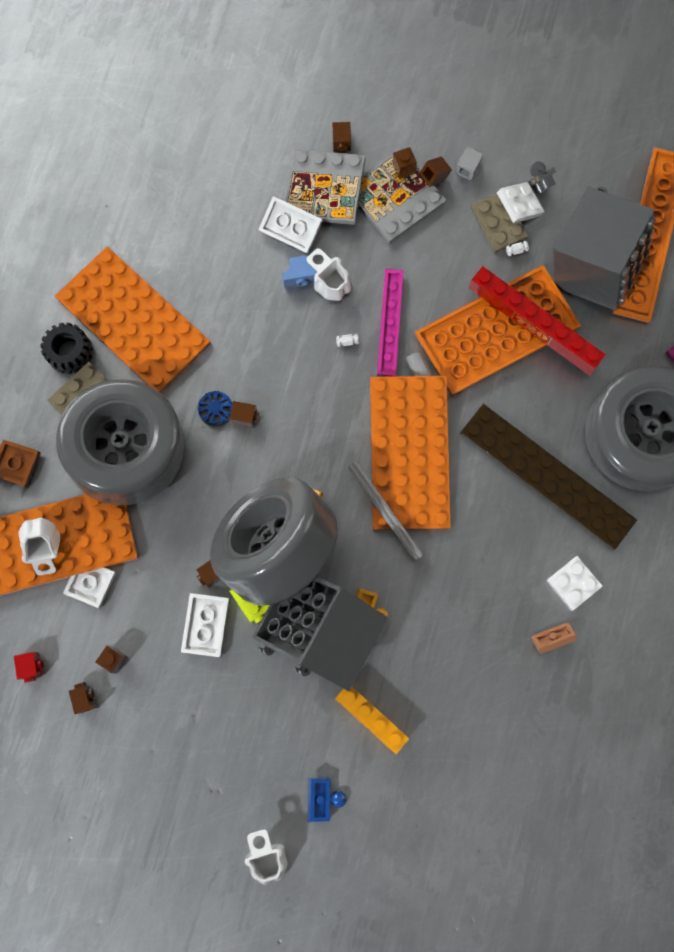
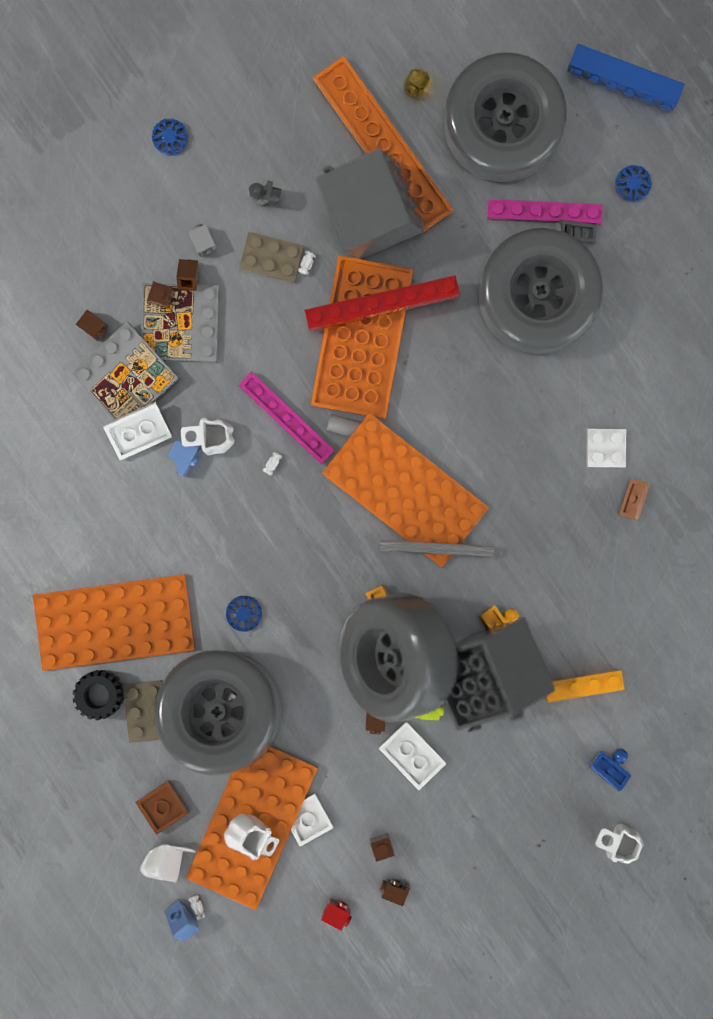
camera: 50 degrees left, 10 degrees up
(244, 414) = (269, 595): reddish brown brick -> none
(520, 202) = (270, 227): white plate -> none
(522, 87) = (169, 136): none -> blue wheel
(548, 477) = (509, 397): dark brown plate -> none

